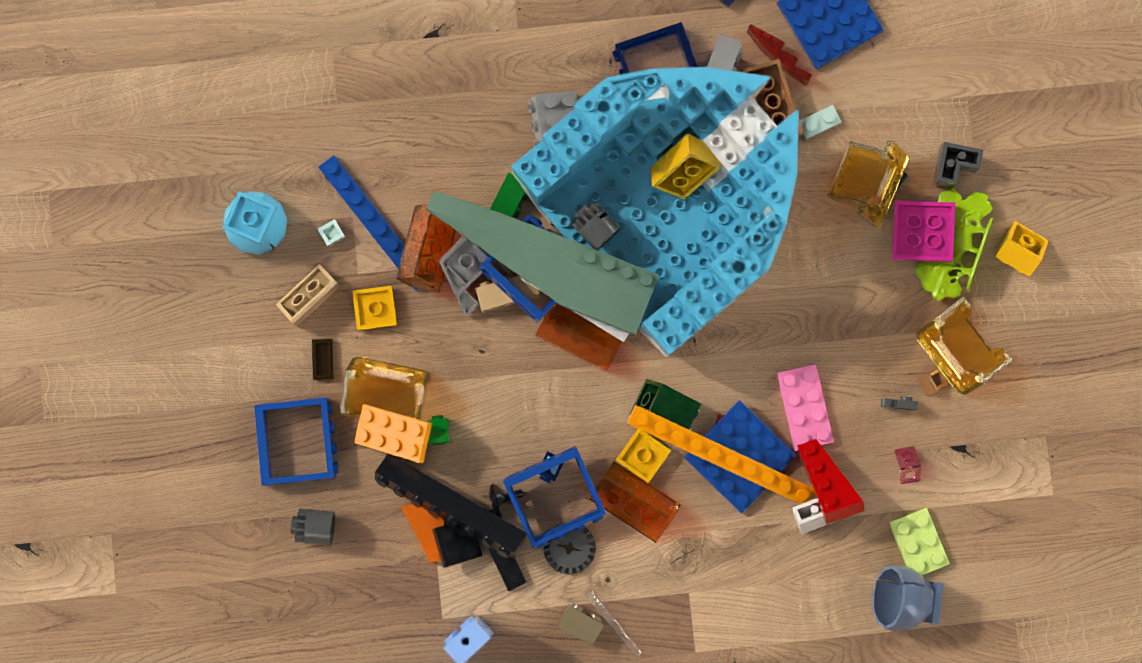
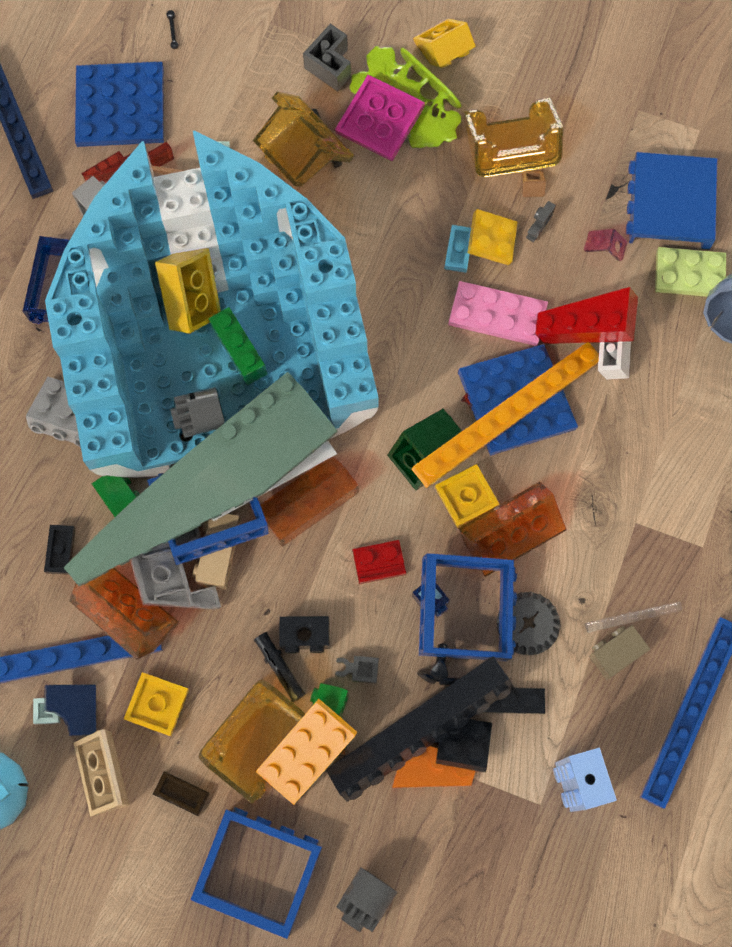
camera: 60 degrees left, 10 degrees down
(344, 250) = (74, 705): none -> dark blue tile
(446, 380) = (279, 666): none -> black pin
(450, 175) = (59, 549): none -> black plate
(473, 442) = (362, 670): none -> dark grey plate
(477, 375) = (291, 626): none -> black brick
(560, 414) = (379, 562): none -> red plate
(663, 226) = (238, 346): none -> green brick
(843, 350) = (457, 255): none -> medium azure plate
(866, 372) = (492, 237): none -> yellow plate
(931, 13) = (171, 15): none -> black hinge
(974, 500) = (672, 198): none -> blue panel

